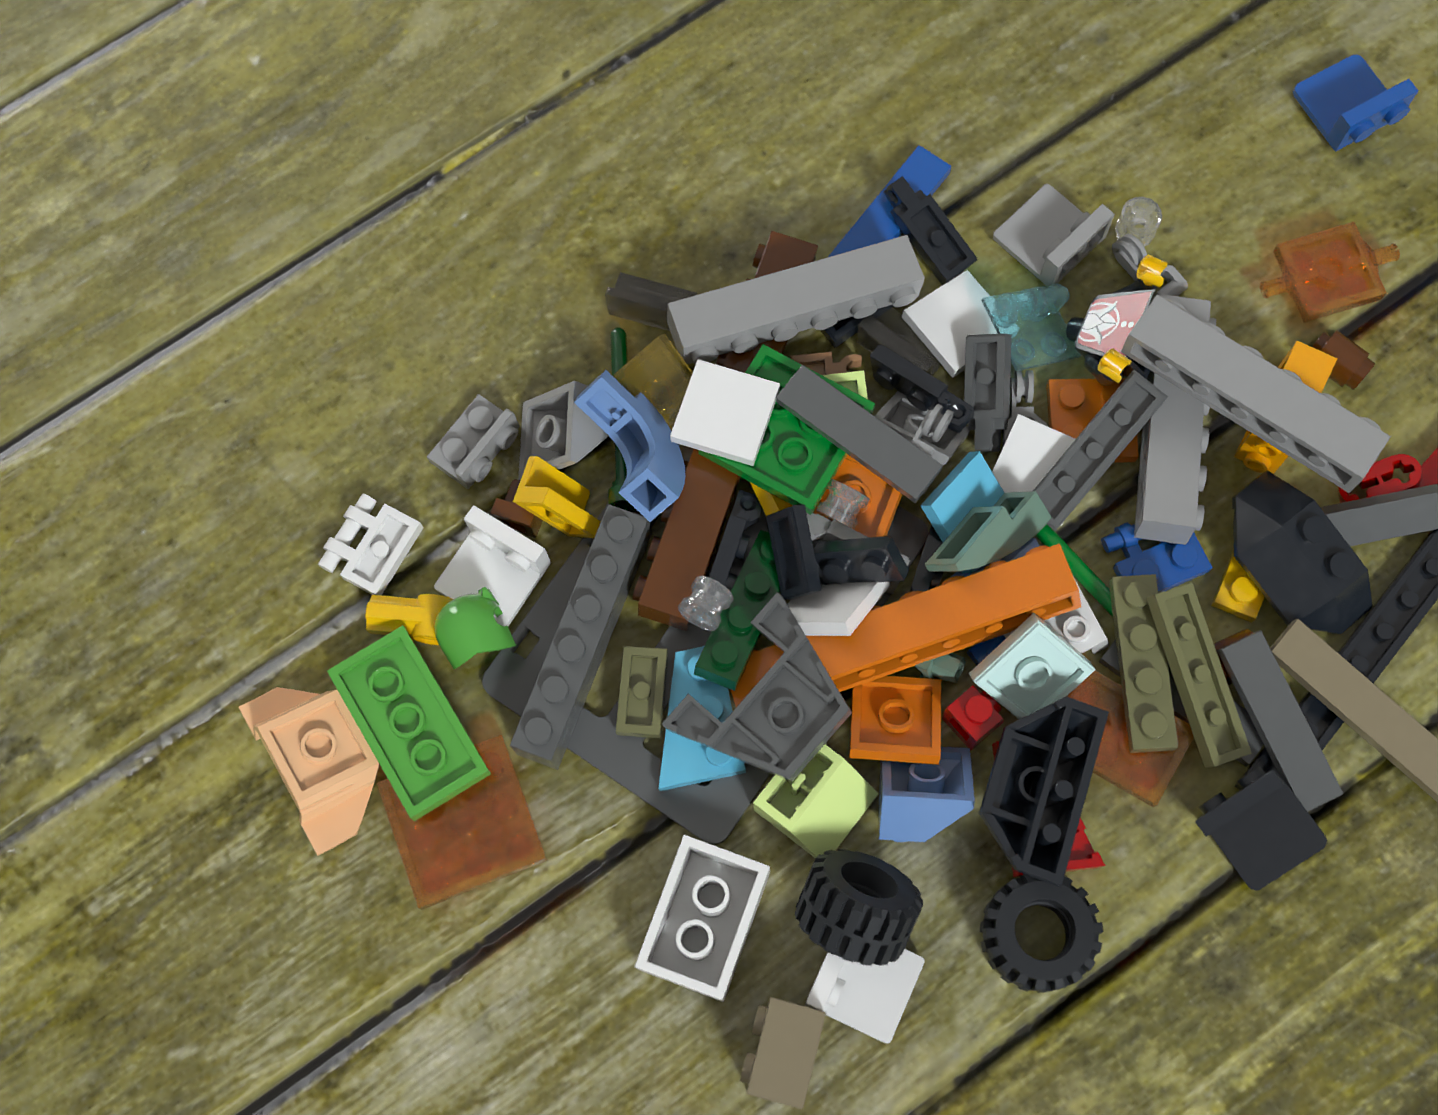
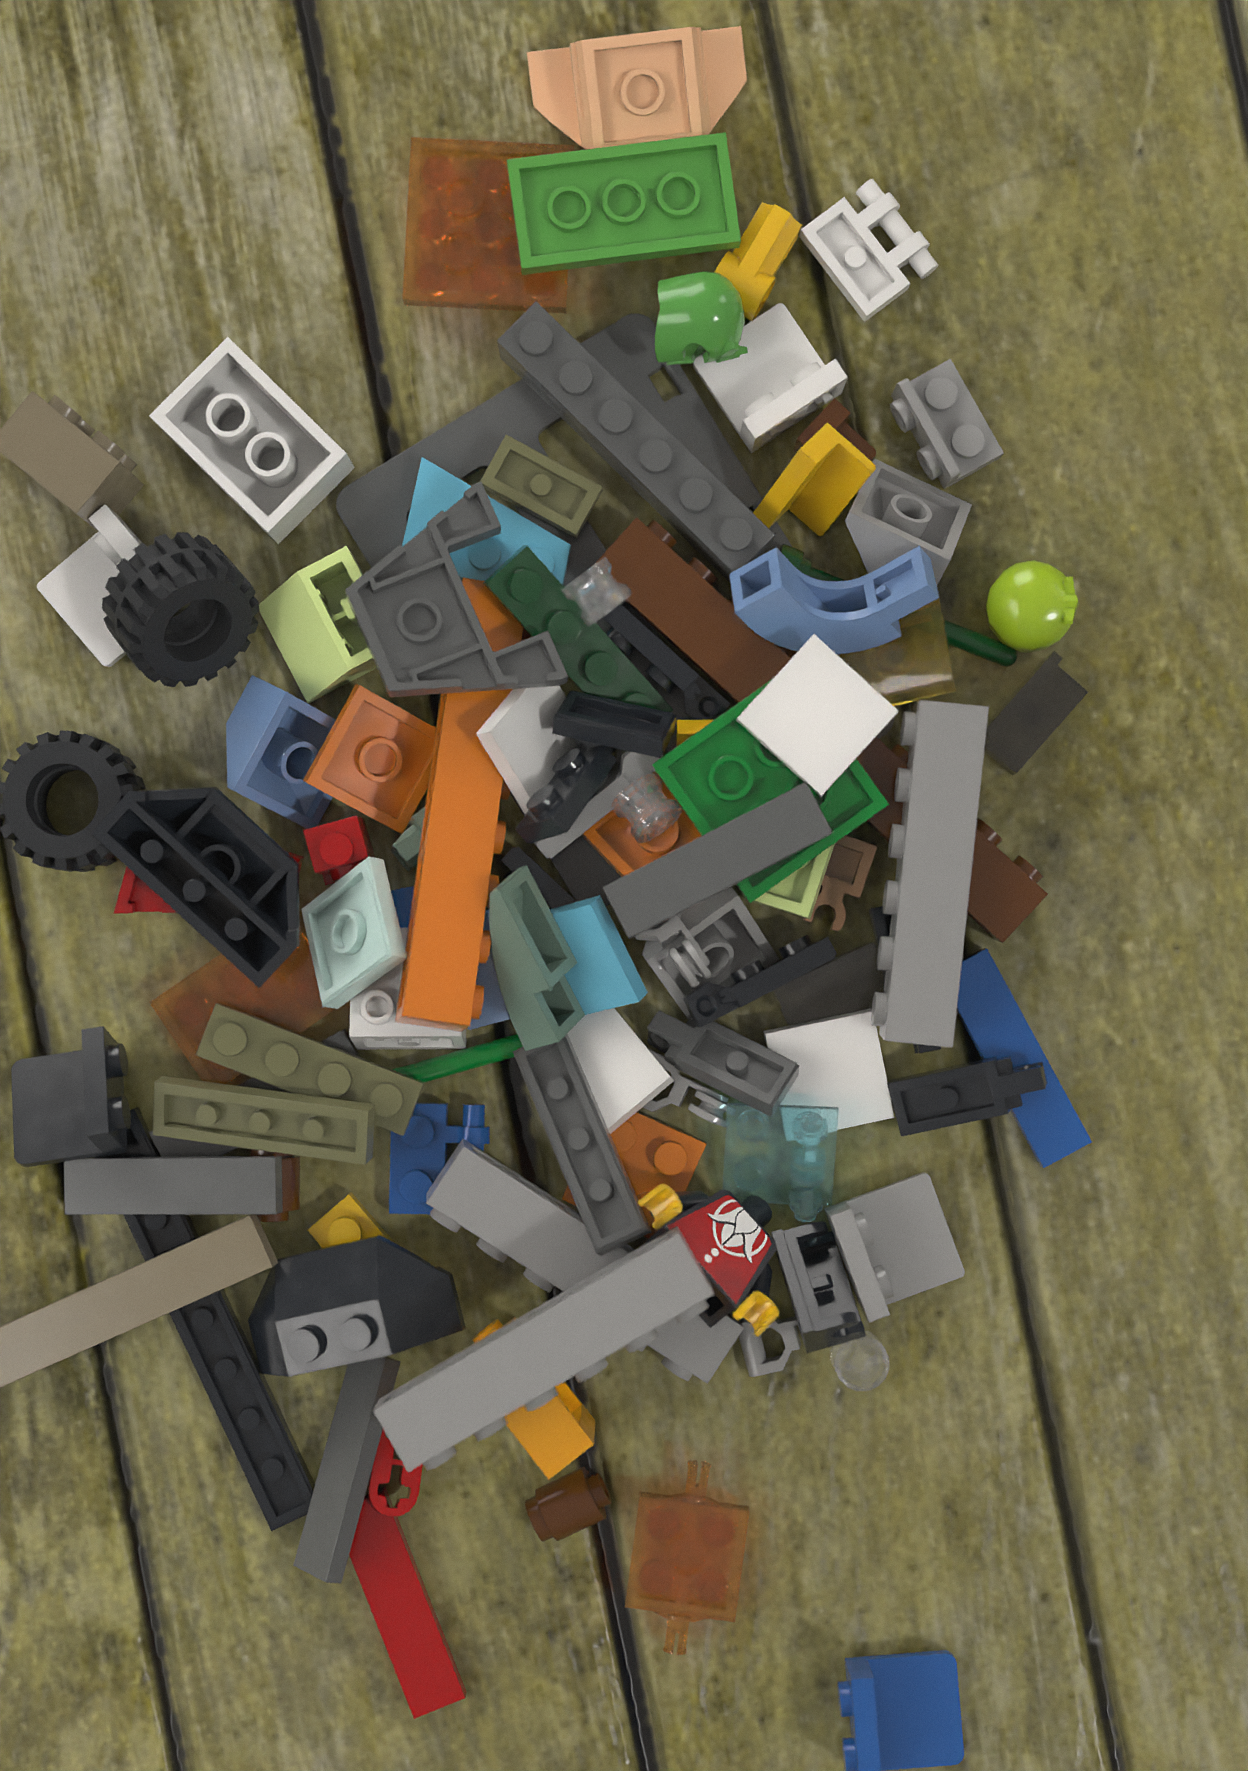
camera: 110 degrees right, 15 degrees up
(578, 327) = (1031, 606): none -> lime helmet
(1108, 262) = (817, 1286): none -> black hinge

